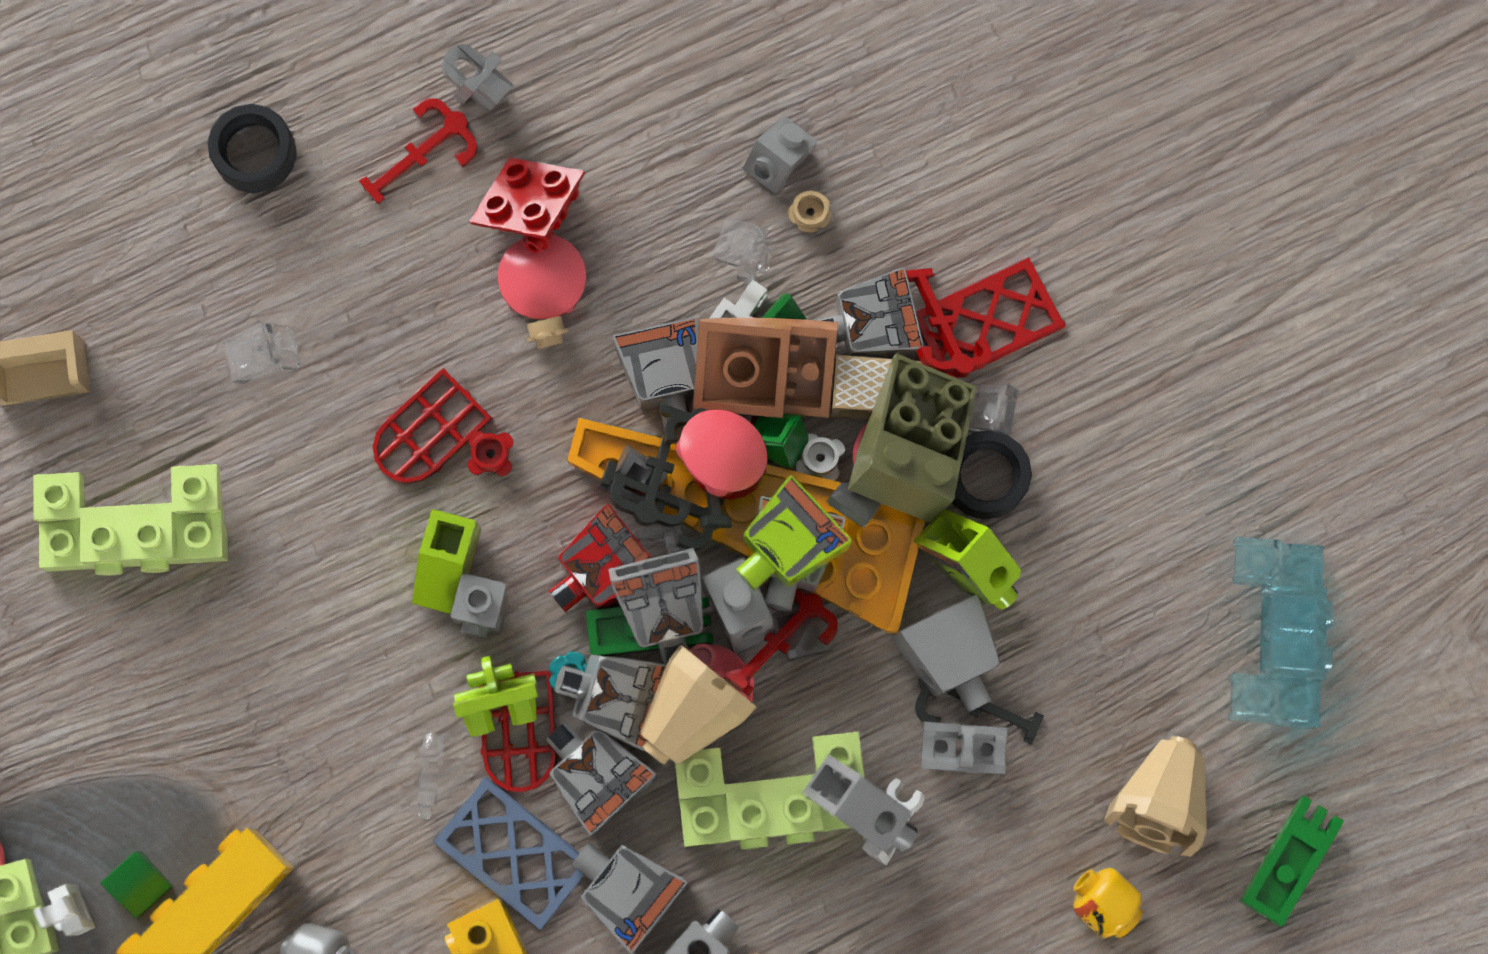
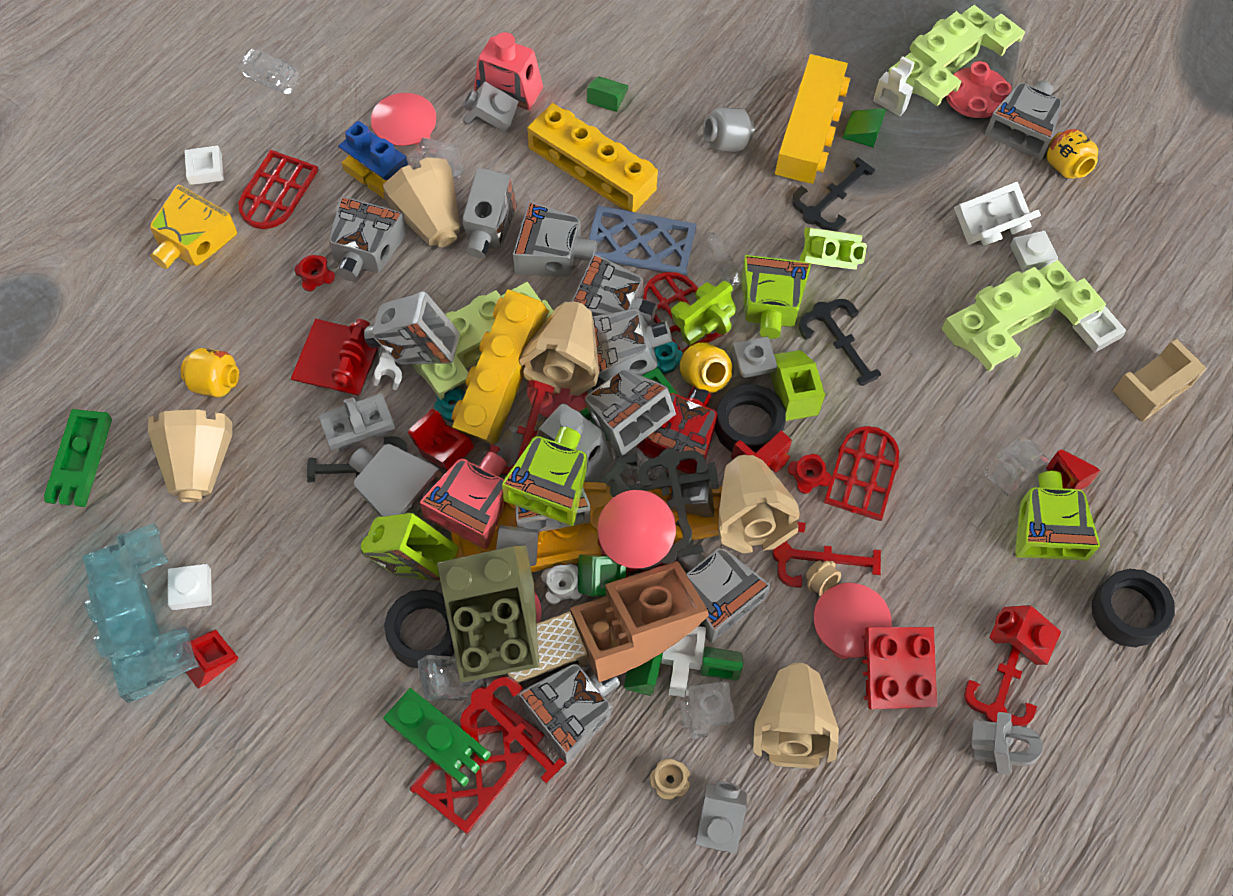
camera: 155 degrees right, 15 degrees down
(52, 602) = (1033, 251): none -> white plate
(53, 457) = (1100, 329): none -> white plate
(67, 665) = (993, 213): none -> white bracket
(214, 310) = (1074, 471): none -> red slope
(268, 270) = (1055, 522): none -> lime torso
(281, 788) = (812, 214): none -> black piece
(300, 711) = (833, 248): none -> lime hips
(353, 648) = (821, 312): none -> black piece
(377, 178) = (1027, 632): none -> red bracket
(401, 688) = (773, 292): none -> lime torso
(500, 515) = (749, 395): none -> black tyre
(525, 486) = (773, 453): none -> red bracket
(536, 624) = (706, 367): none -> yellow head
(568, 383) = (784, 553): none -> red piece
(582, 425) = (755, 507): none -> tan cone
(658, 201) = (796, 720): none -> tan cone
(697, 295) = (721, 663): none -> green slope
(775, 722) = (498, 372): none -> yellow brick
(846, 716) = (443, 406): none -> teal plate
(878, 680) = (439, 441): none -> red bracket
(880, 579) = (468, 499): none -> coral torso
(951, 860) = (335, 357): none -> red hinge
(1020, 358) = (435, 735): none -> green hinge
(1214, 644) = (189, 587): none -> white plate
(1215, 556) = (213, 658): none -> red slope

